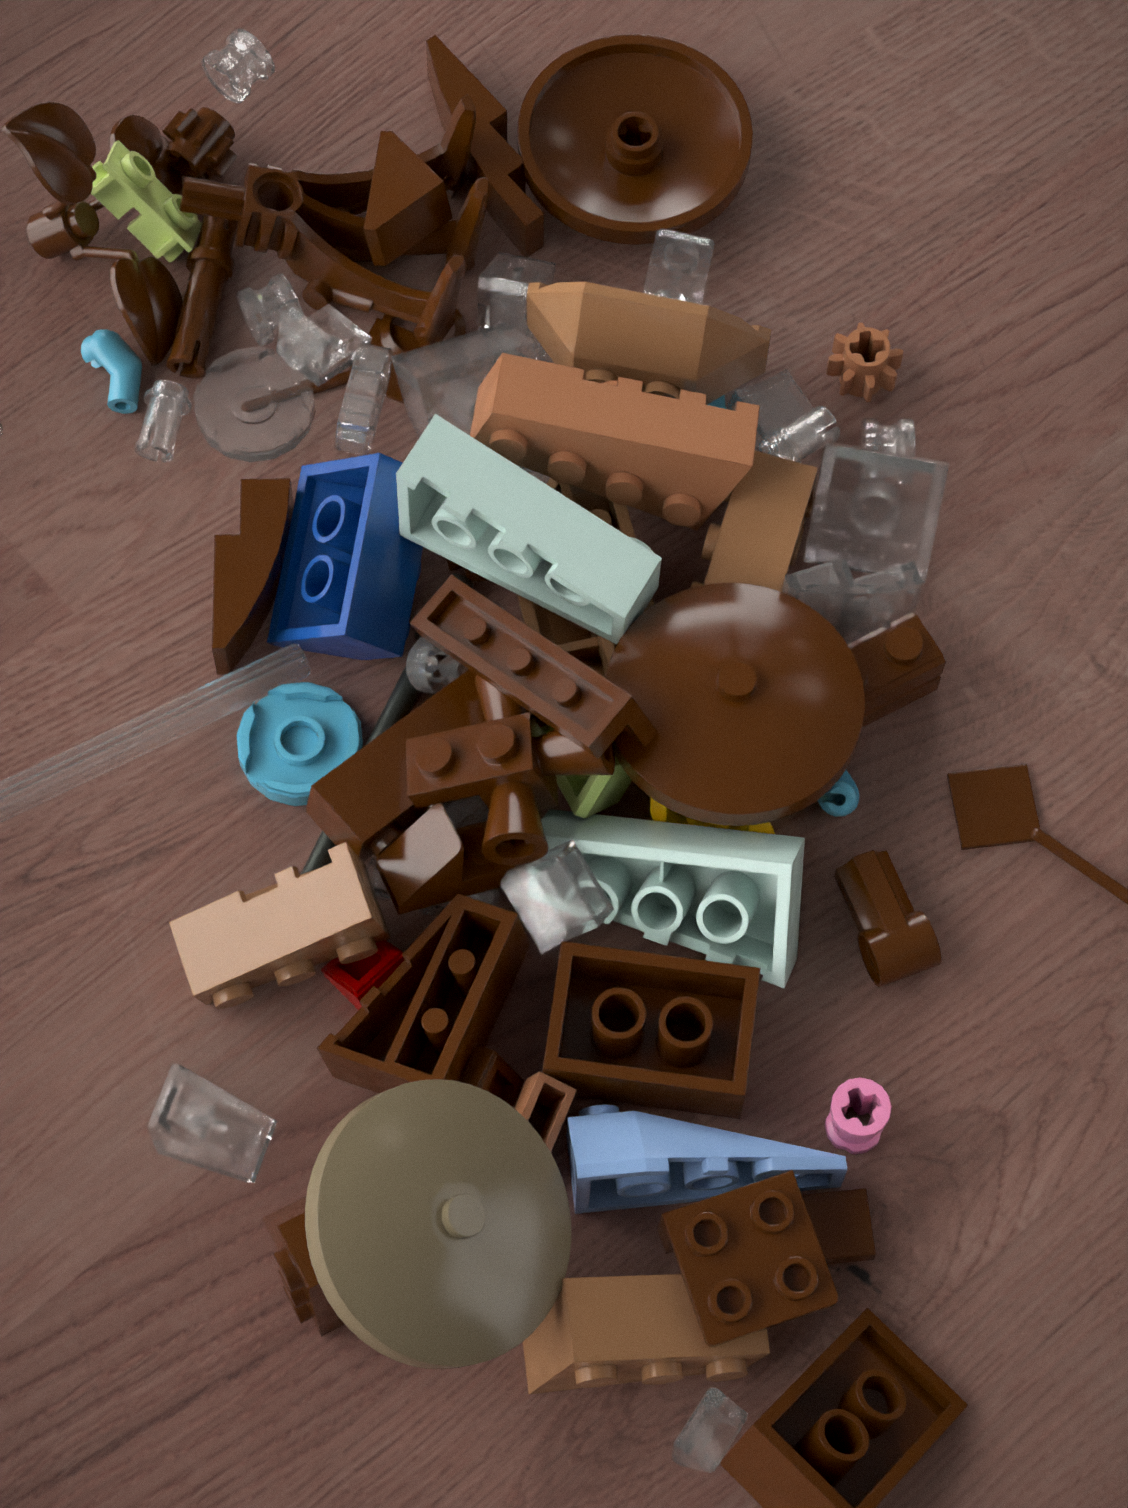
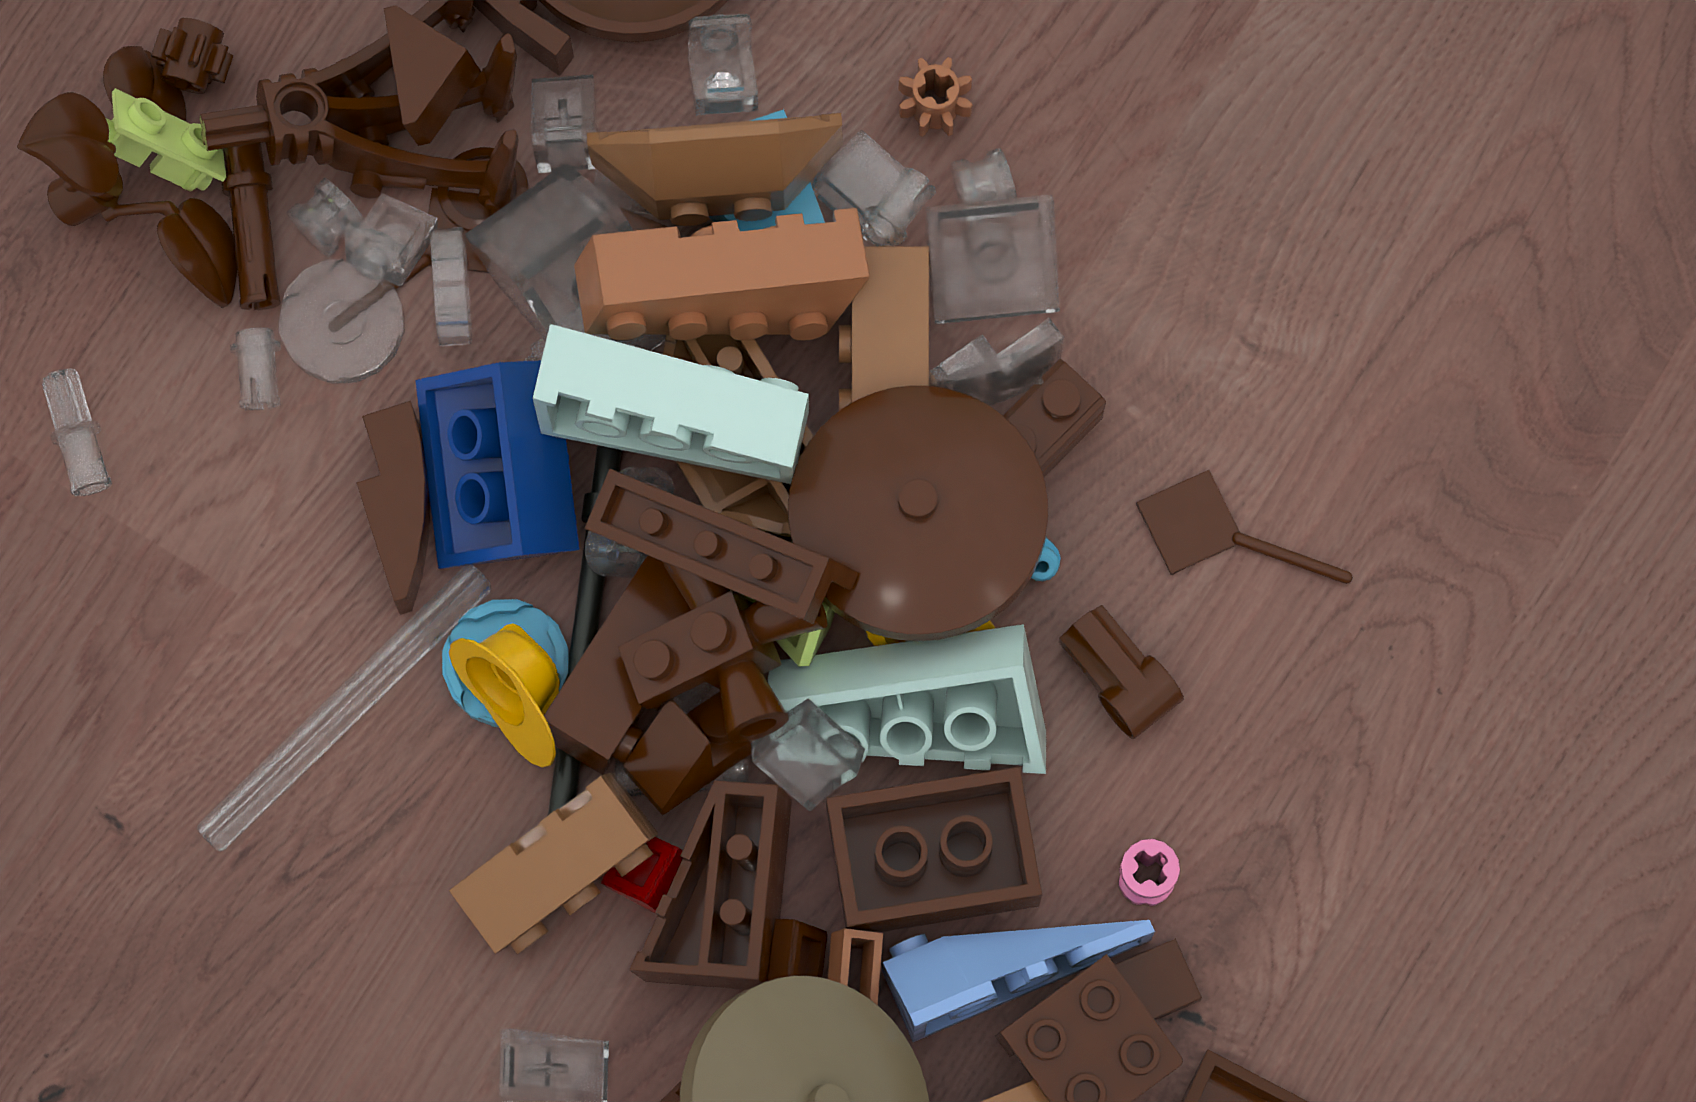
camera: 15 degrees left, 10 degrees up
(121, 362) = (194, 318): medium azure arm -> none
(295, 750) = (514, 684): none -> yellow piece

